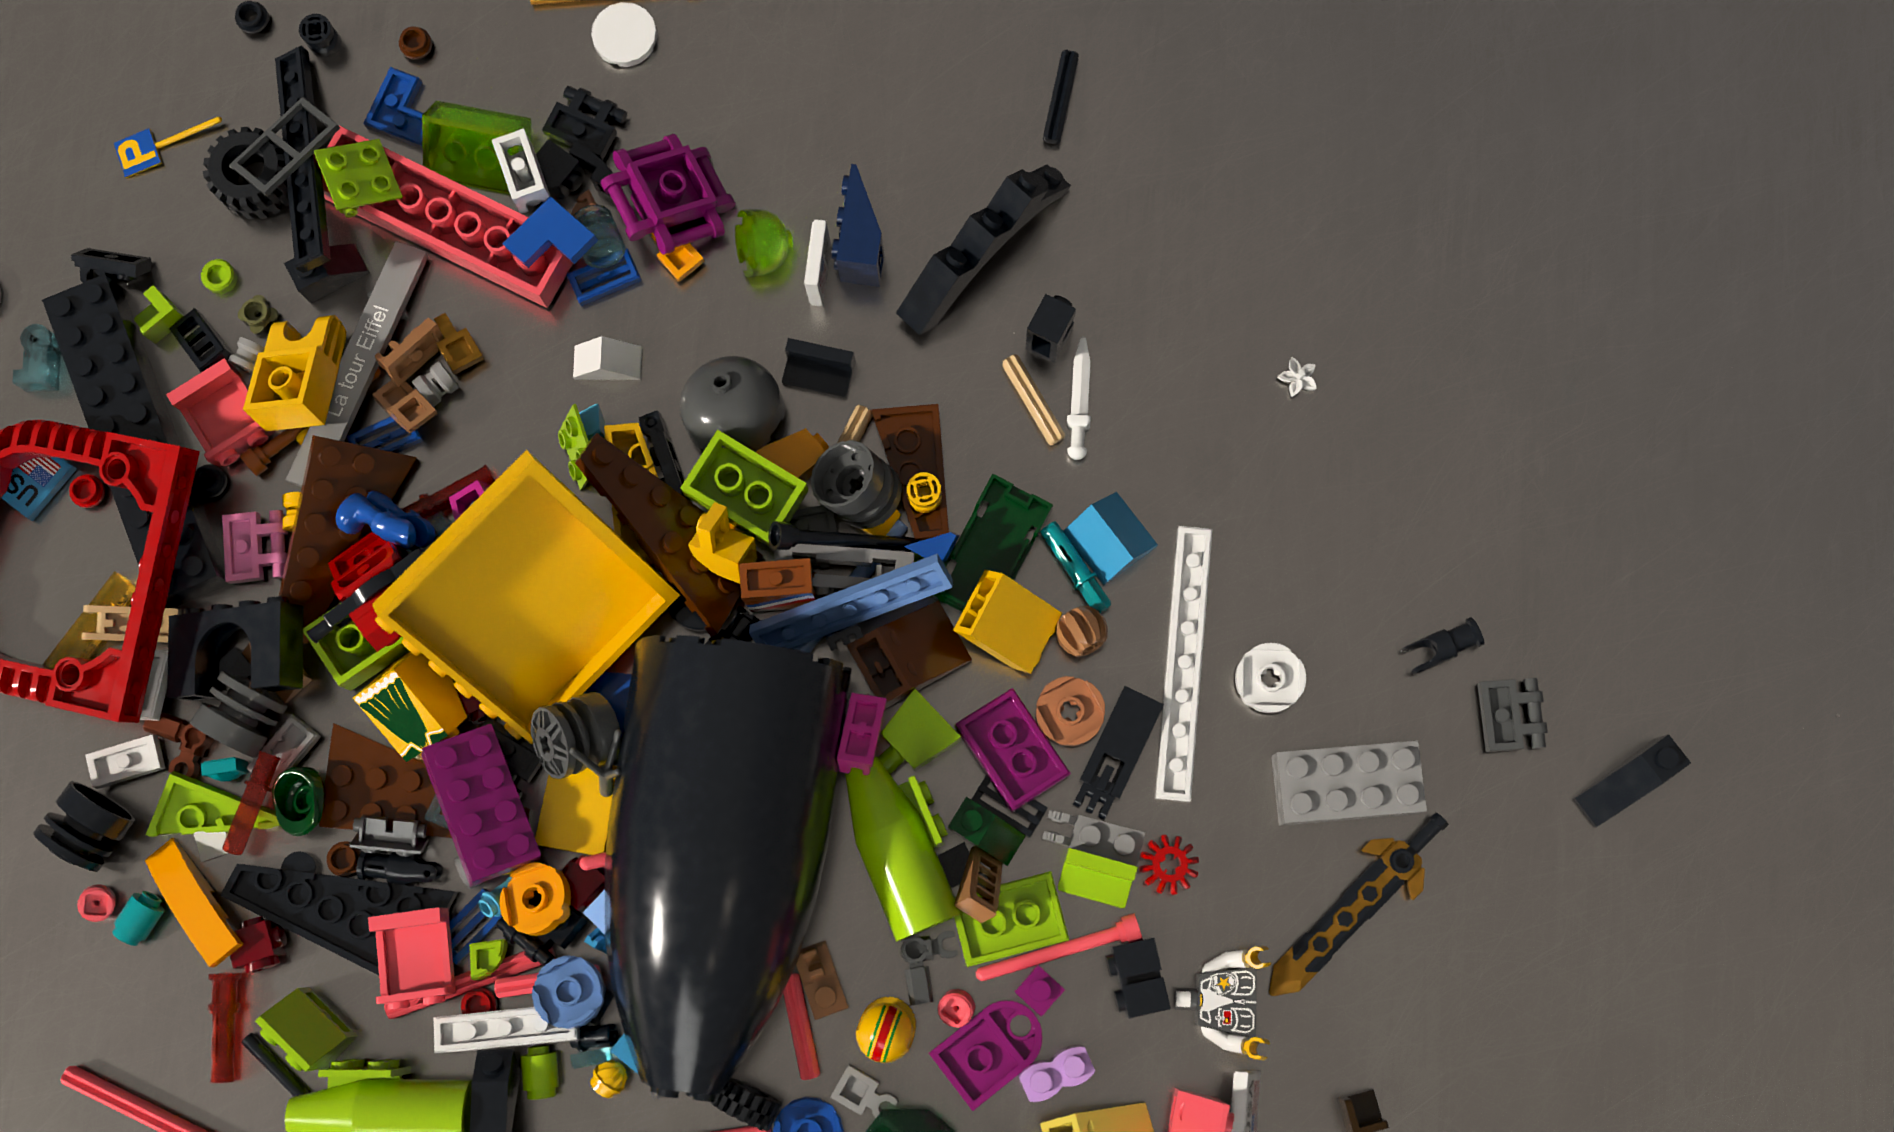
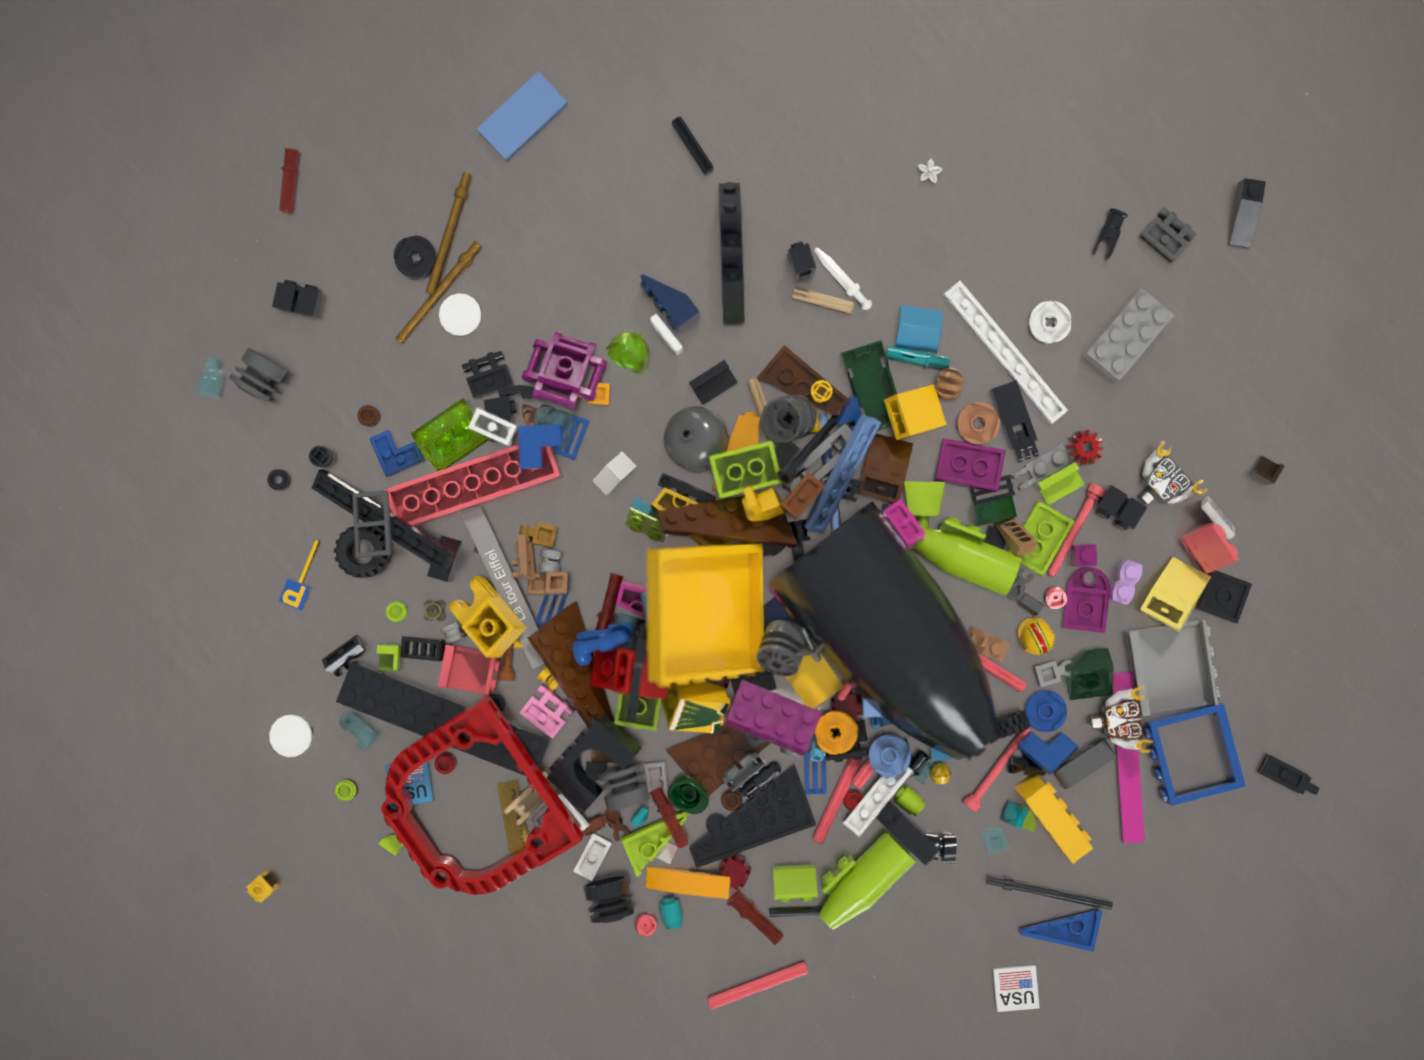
camera: 50 degrees left, 10 degrees up
(357, 175) = (421, 503): lime hinge -> none
(414, 957) = (808, 808): coral panel -> none
(486, 957) = (837, 777): lime tile -> none
(1358, 904) = (1181, 383): sword -> none

